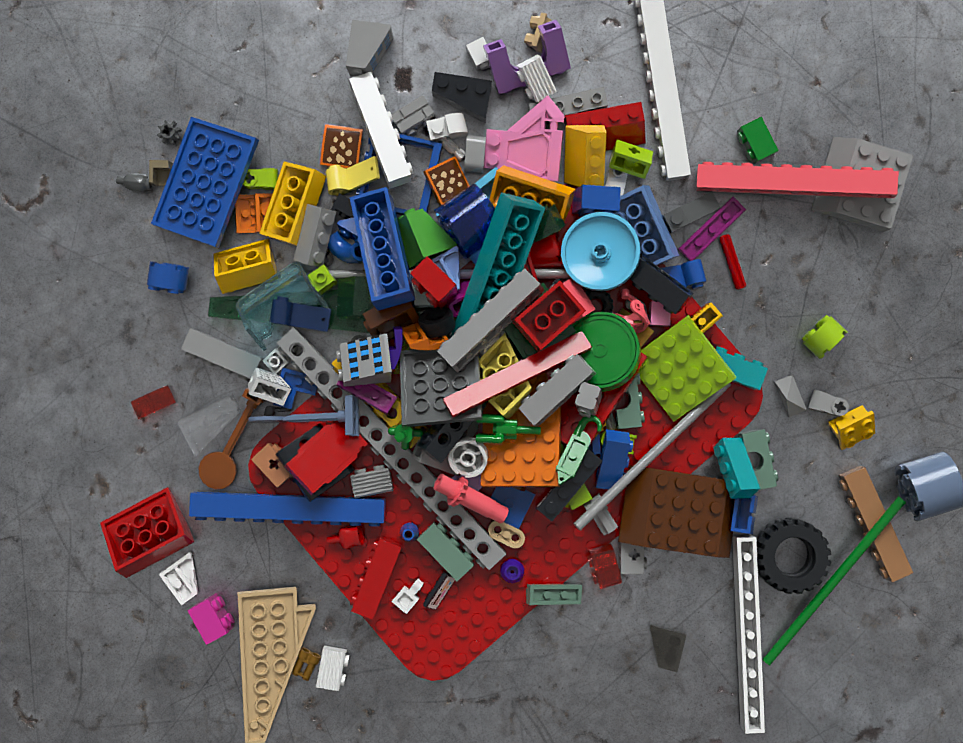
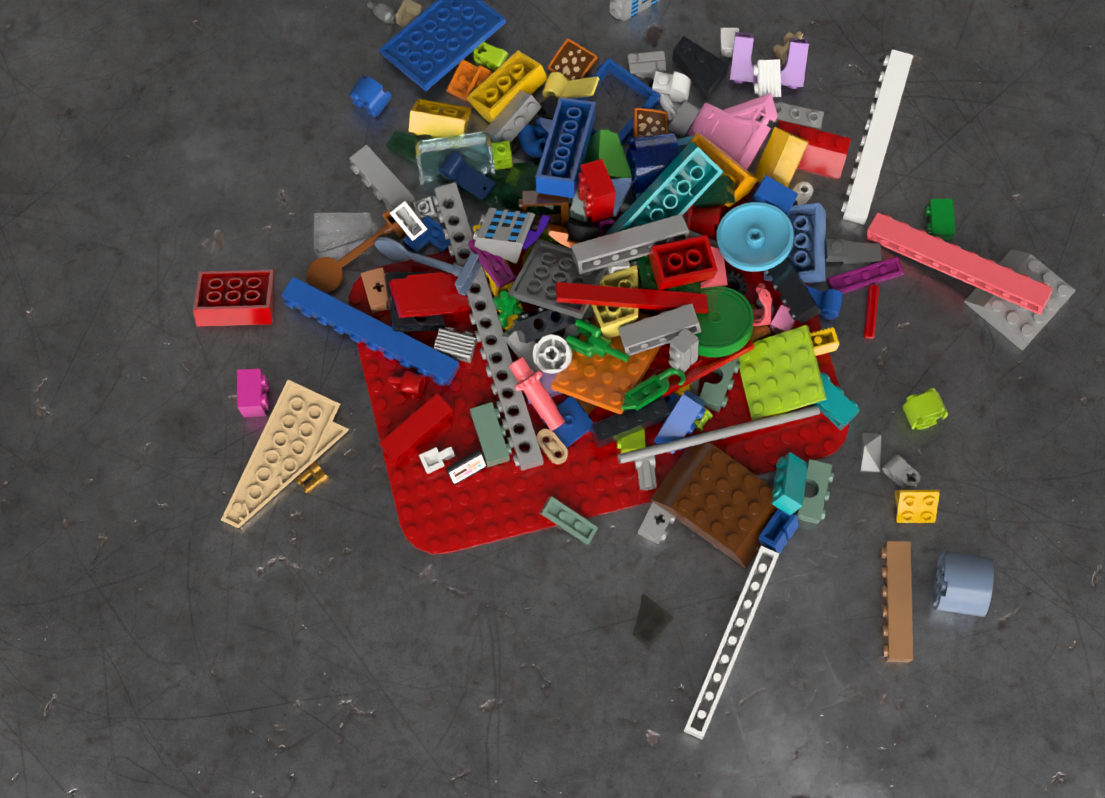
camera: 30 degrees right, 15 degrees down
(153, 402) = (300, 192): clear red slope -> none
(181, 579) = (243, 350): white wing -> none
(332, 667) = (334, 491): white brick -> none
(380, 130) = (613, 59): white brick -> none
(409, 527) = (462, 407): blue cone -> none
(512, 564) = (538, 488): dark purple plate -> none
(605, 566) = (627, 518): clear red brick -> none
(630, 159) = (819, 182): lime brick -> none
(816, 560) = (819, 568): black tyre -> none
(834, 580) = (834, 632): green piece -> none

